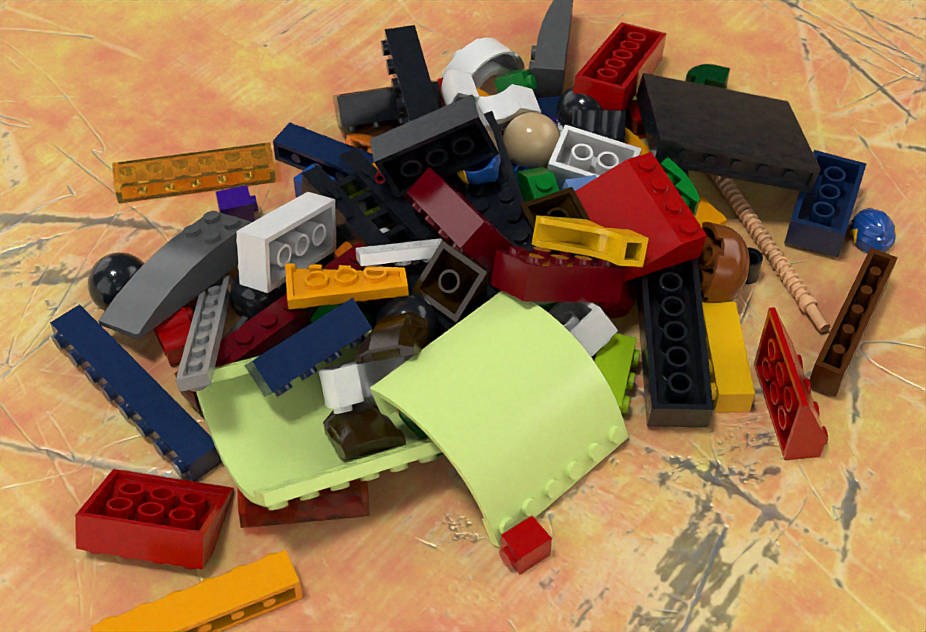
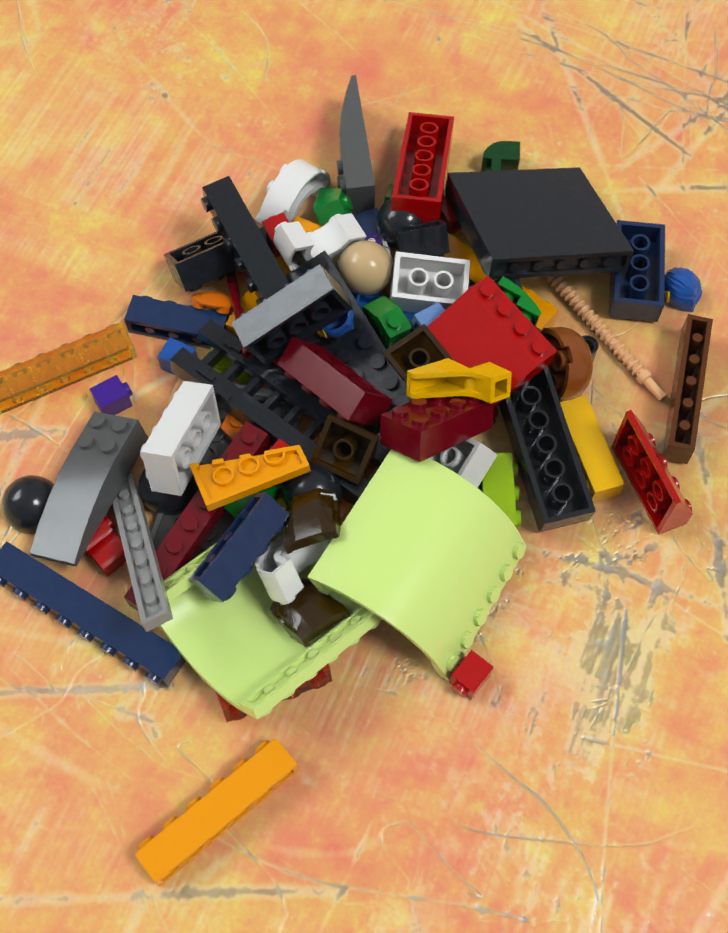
camera: 15 degrees left, 15 degrees up
(153, 519) = (148, 733): red slope -> none
(397, 253) = (289, 427): white plate -> none

